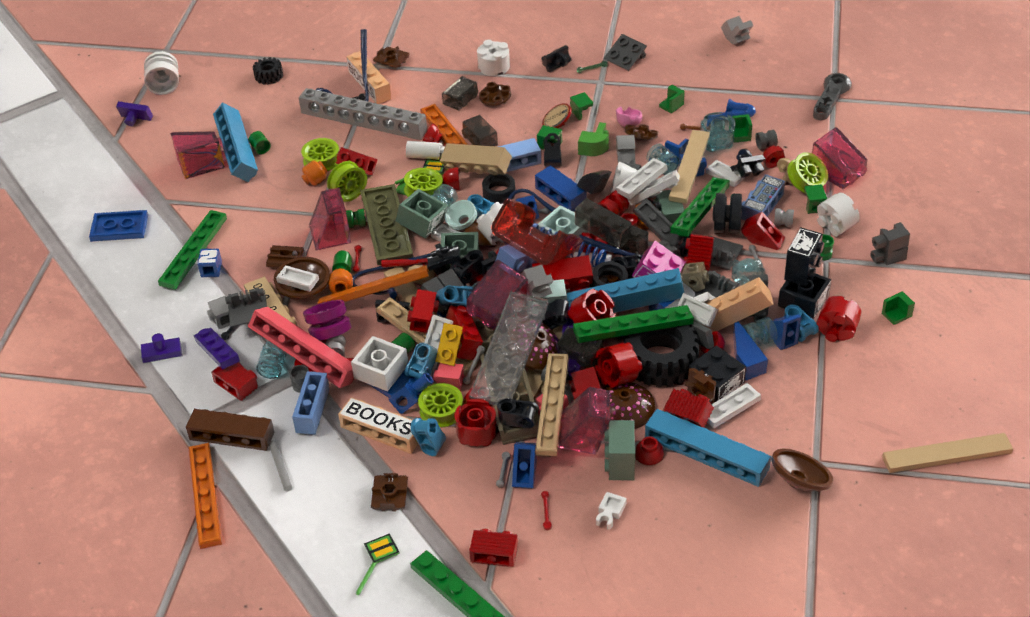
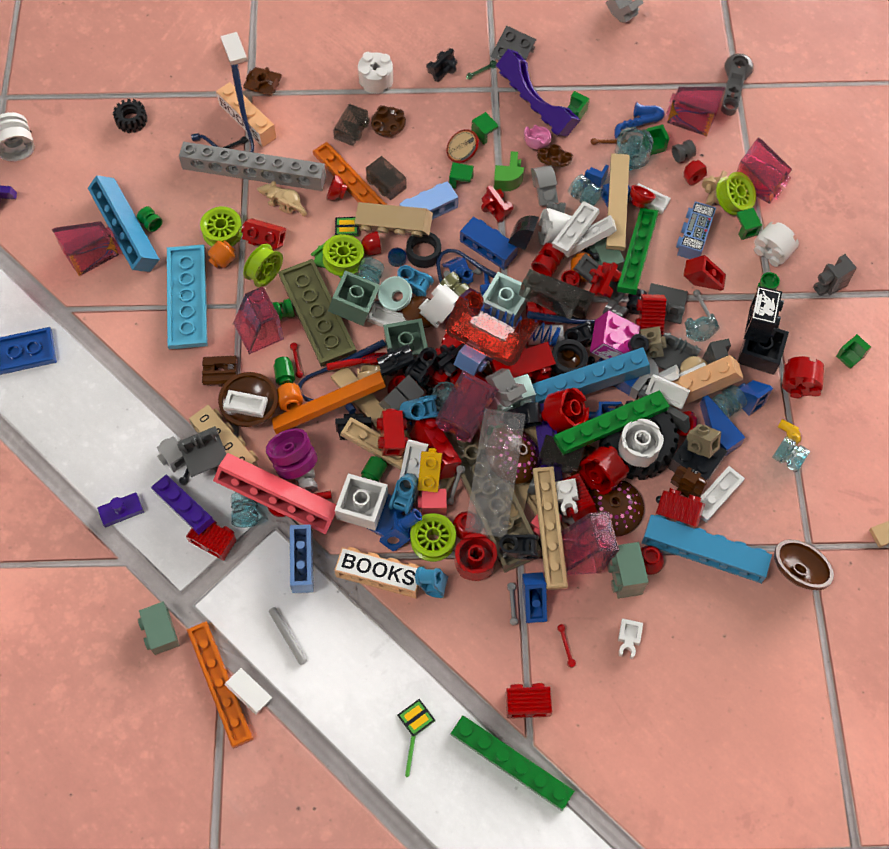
camera: 15 degrees left, 20 degrees up
(162, 441) = (158, 628): none -> sand green brick
(190, 251) = (117, 374): green plate -> none
(209, 262) = (141, 390): blue brick -> none
(228, 501) = (248, 691): none -> white tile
(230, 429) = (224, 601): reddish brown brick -> none
(273, 201) = (186, 297): none -> medium azure plate
(297, 375) = (277, 523): dark grey wheel -> none
(374, 33) = (233, 48): none -> white tile
(385, 140) = (286, 198): none -> tan animal
(389, 501) = (404, 640): reddish brown piece -> none
(424, 150) = (333, 208): white brick -> none
(471, 190) = (397, 257): none -> tile
(552, 154) = (469, 195): black piece -> none
(576, 162) = (494, 203): none -> red hips
(577, 378) = (567, 494): none -> white plate
(652, 103) = (515, 69): none -> dark purple arch
(655, 340) = (640, 443): none -> white brick
(664, 215) = (602, 277): none -> red hips
(682, 268) = (638, 341): none -> black tile
(714, 167) = (641, 196): none -> red piece
(720, 348) = (704, 440): none -> dark tan brick
(727, 213) = (668, 257): black wheel -> none
(748, 164) = (674, 189): black hips -> none
(783, 217) = (721, 252): light grey wheel -> none
(784, 106) = (695, 108): none -> clear pink slope
(807, 326) = (765, 378): dark azure piece -> none
(813, 381) = (791, 454): none -> clear light blue wheel
(821, 366) = (791, 430): none -> yellow arm

